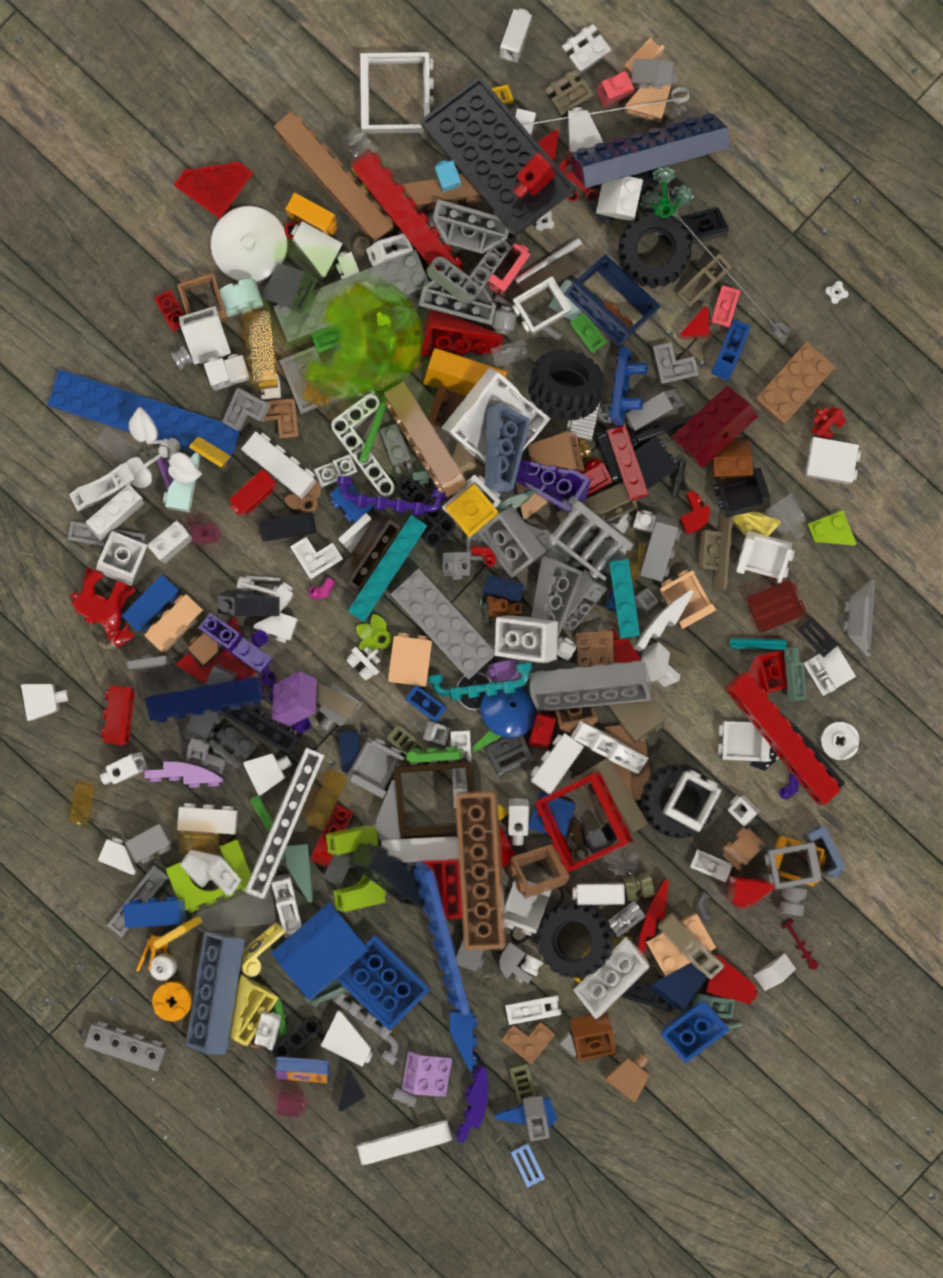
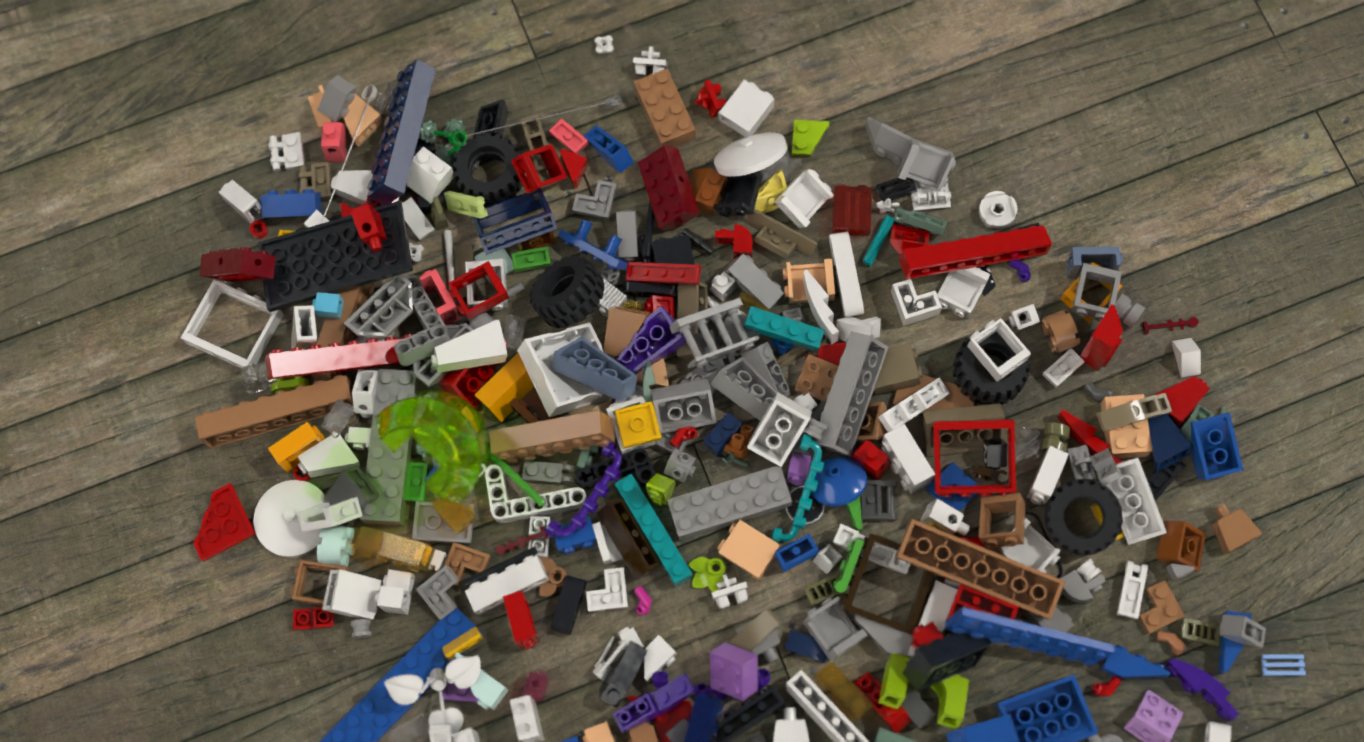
camera: 55 degrees left, 15 degrees down
(257, 275) = (329, 515): none -> white panel
(290, 450) = (499, 567): none -> black bar
(309, 443) = (501, 549): none -> dark red piece
(352, 239) = (338, 418): none -> clear hips
(402, 849) = (925, 635): none -> red brick
(414, 166) = (303, 327): none -> white slope
(426, 557) = (660, 489): none -> lime slope
(435, 1023) = (1106, 689): none -> red arm
(447, 70) = (237, 265): none -> dark red brick
(473, 328) = (472, 349): none -> white slope
(494, 60) = (260, 235): none -> red bush
(504, 1063) = (1174, 641): none -> nougat arm
(514, 284) = (470, 277): none -> red window
(534, 83) = (290, 203): none -> blue brick
(540, 670) = (815, 428): none -> light grey wheel
(575, 206) = (416, 219): none -> white slope
(588, 226) = (438, 215): none -> olive slope
(609, 247) = (465, 204): none -> yellowish green plate
(629, 941) = (1105, 467): none -> light grey slope
(668, 283) = (532, 182): none -> red window
(703, 704) = (914, 307): none -> white brick
(708, 629) = (846, 274): none -> white beam
(782, 488) = (750, 154): none -> white dish
(794, 636) = (886, 206): none -> white plant
(832, 338) = (641, 63): none -> white hips
(849, 655) = (926, 164): none -> light grey panel

